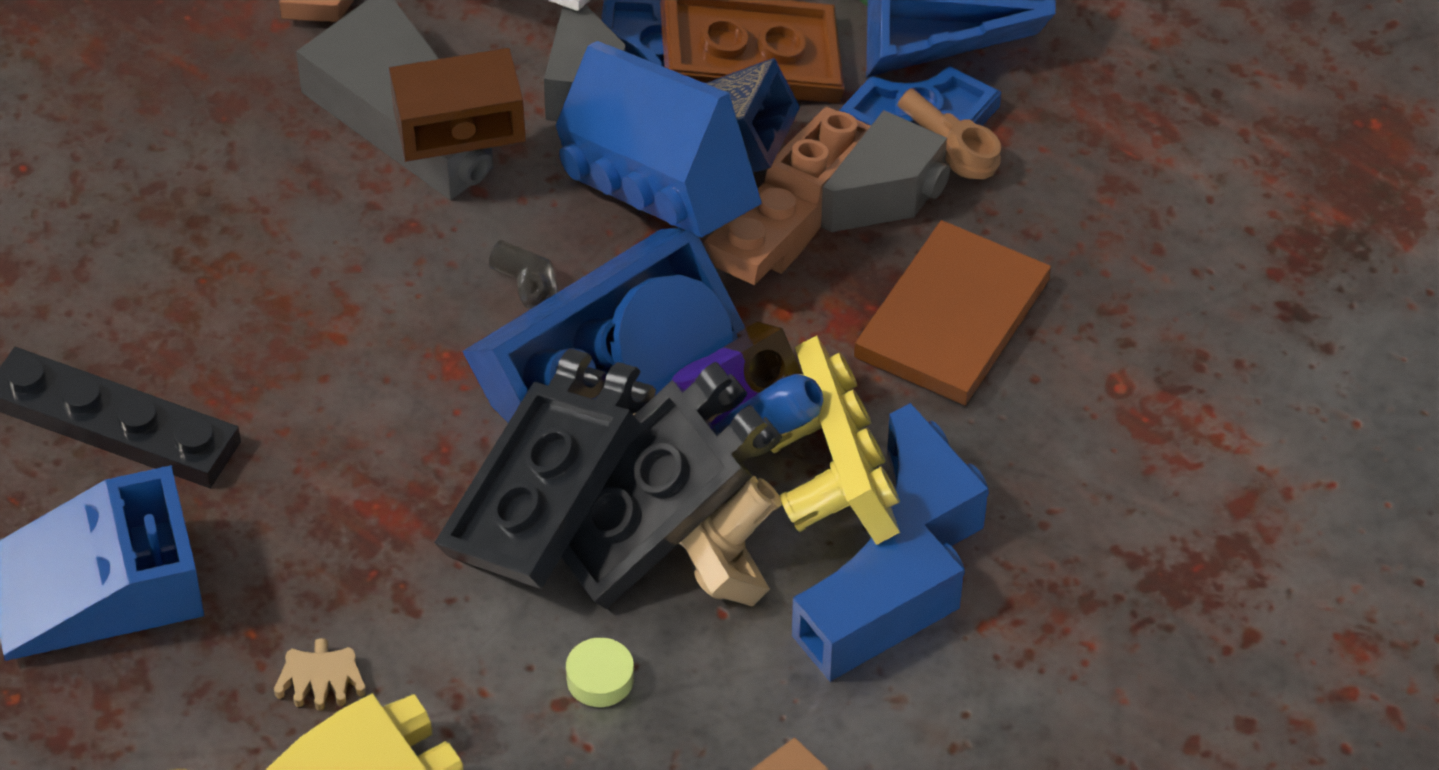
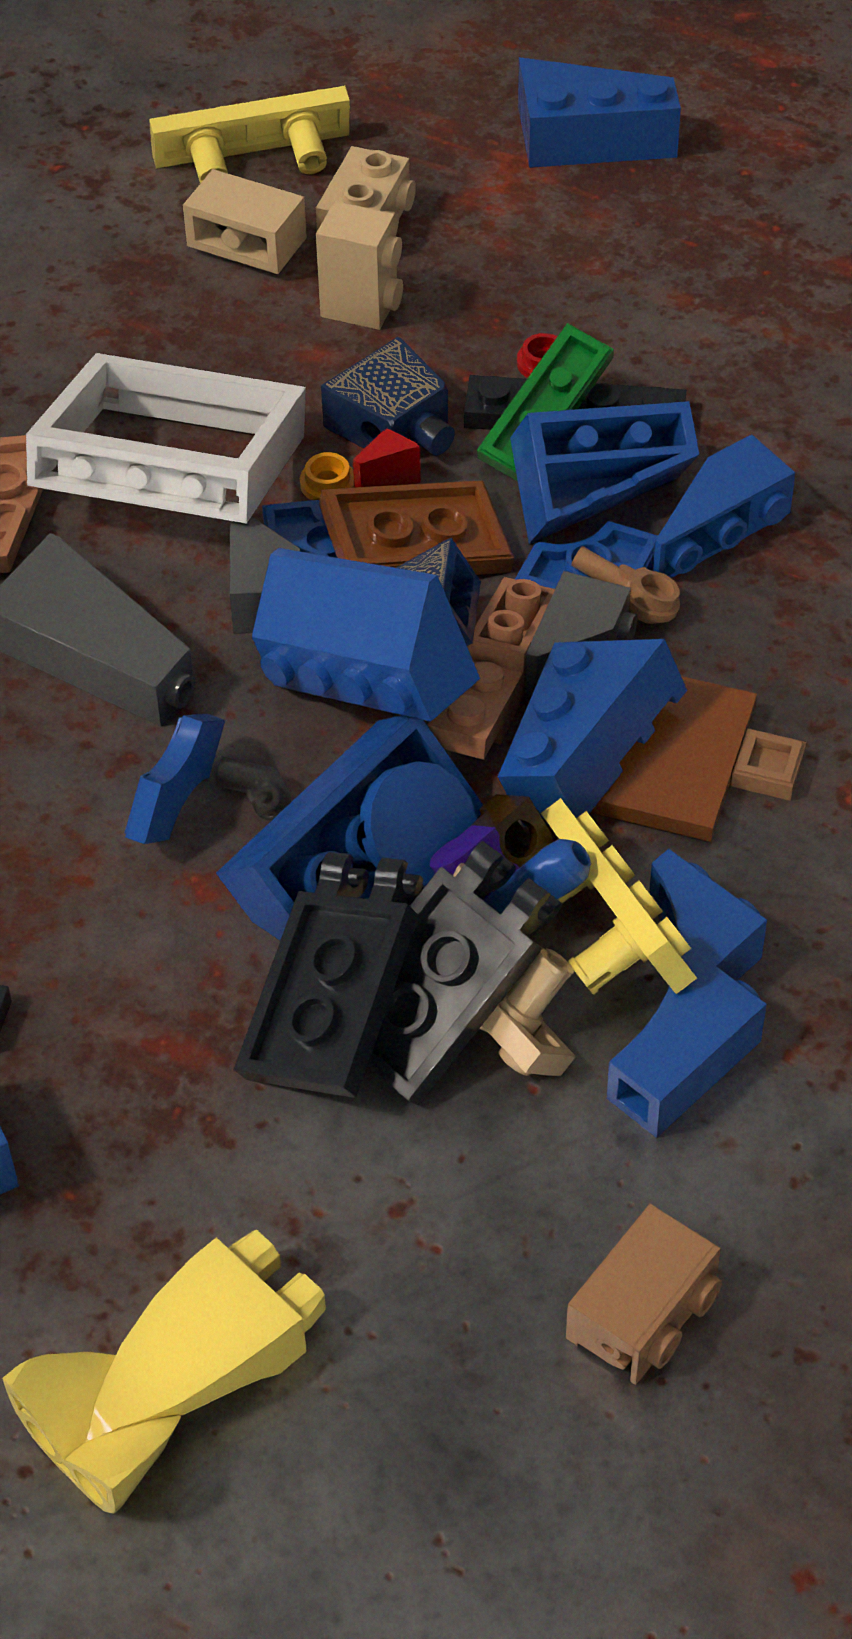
camera: 10 degrees left, 0 degrees up
(320, 672) = (149, 1223): tan piece -> none
(440, 256) = (173, 778): none -> blue tile
(457, 104) = (155, 631): reddish brown brick -> none
(600, 672) = (431, 1170): yellowish green tile -> none
(864, 261) = (586, 718): none -> blue wedge
(1044, 338) = (768, 764): none -> medium nougat tile
(1071, 68) = (726, 502): none -> blue slope

